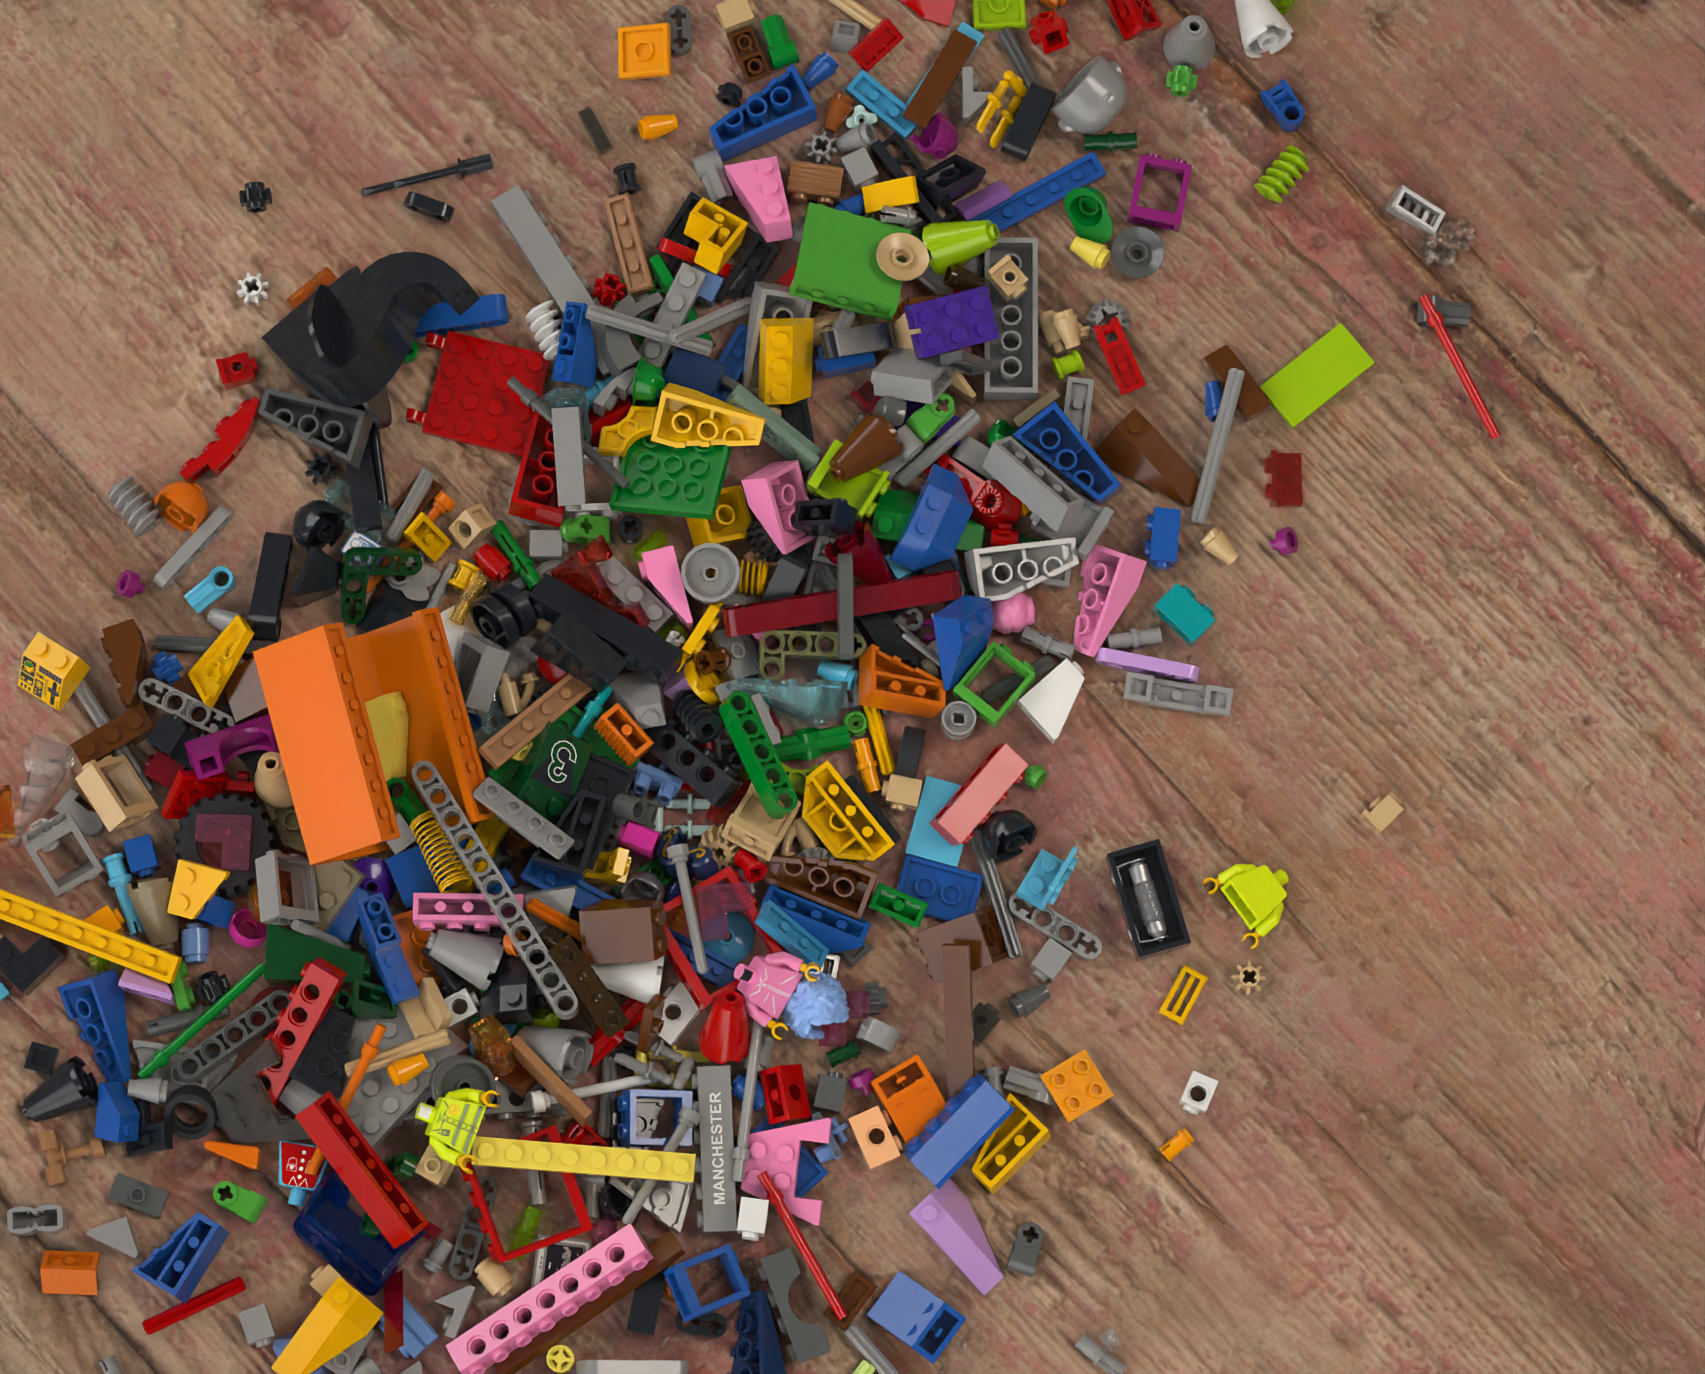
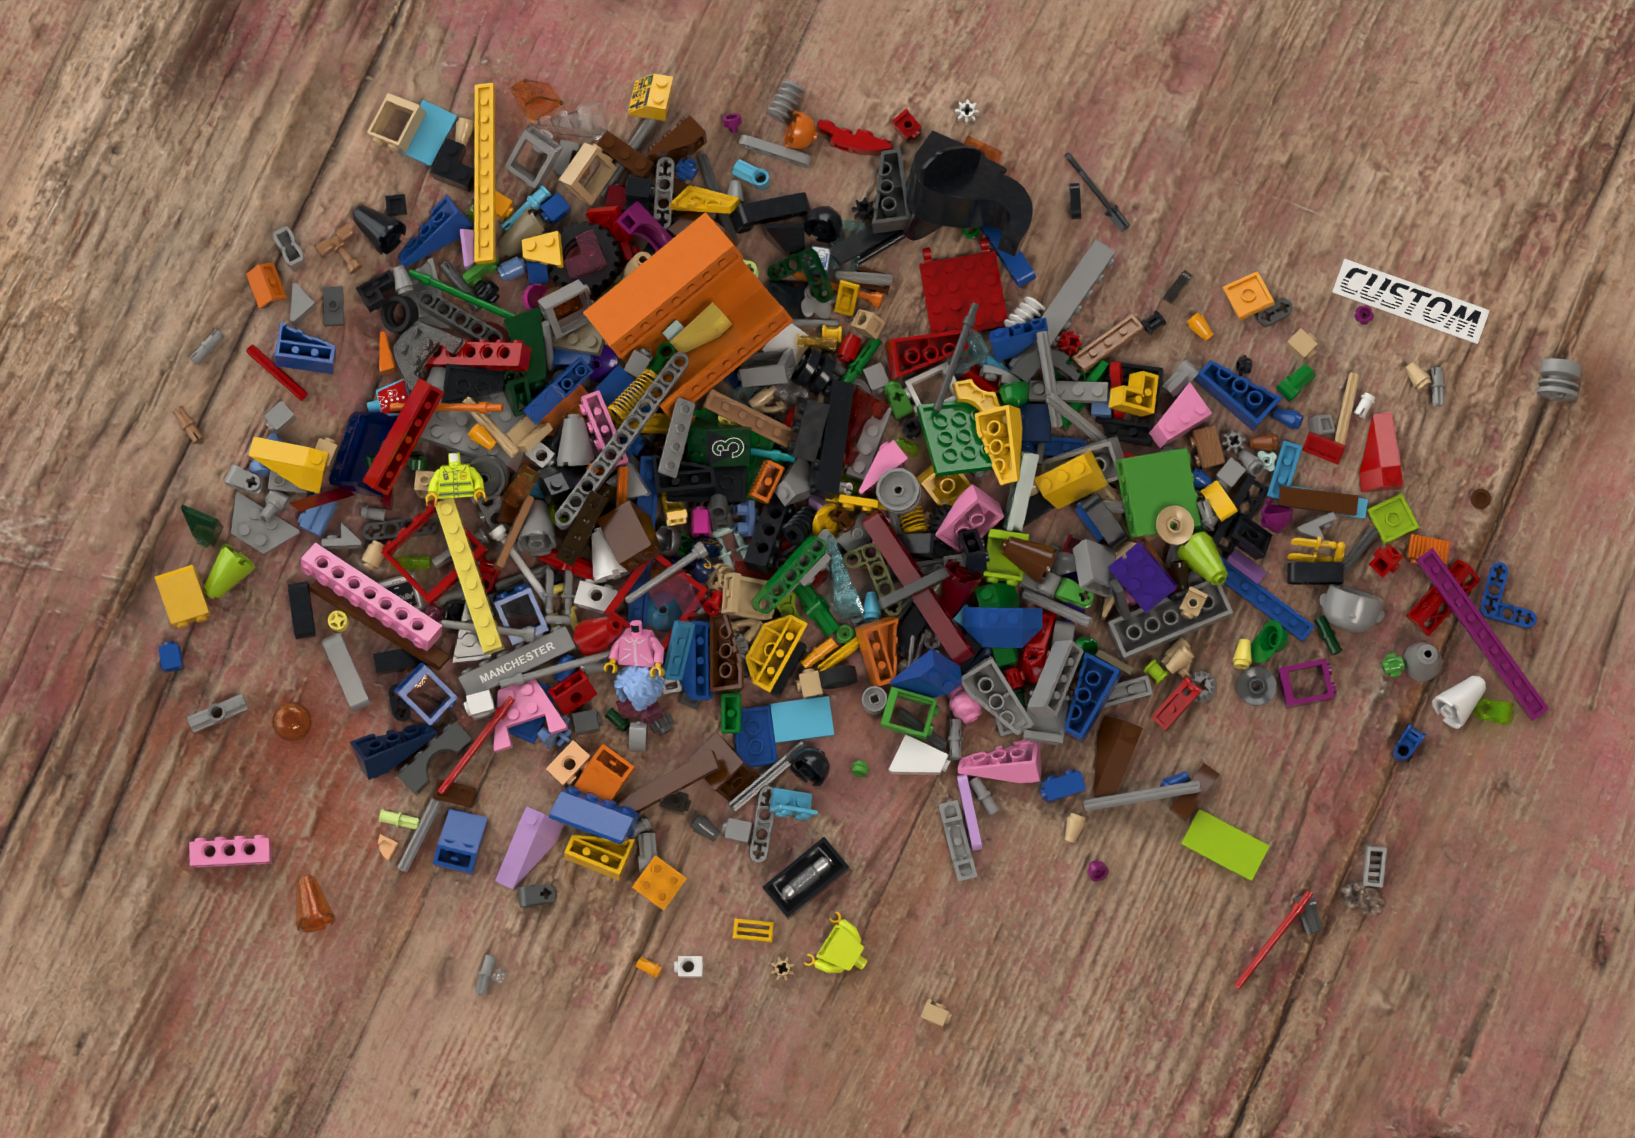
camera: 75 degrees right, 0 degrees up
(116, 1113) = (378, 267): blue slope -> none
(244, 1202) = (355, 374): bright green piece -> none
(255, 197) = (1030, 85): black gear -> none
(569, 457) = (936, 363): light grey slope -> none
(651, 1023) = (579, 582): reddish brown plate -> none
(748, 55) = (1278, 366): reddish brown slope -> none
(862, 1079) = (604, 738): magenta tile -> none
(979, 794) = (829, 735): brick -> none
(1185, 614) = (1016, 822): teal brick -> none
(1282, 174) = (1356, 762): lime piece -> none
(1284, 479) = (1141, 852): clear red bracket -> none

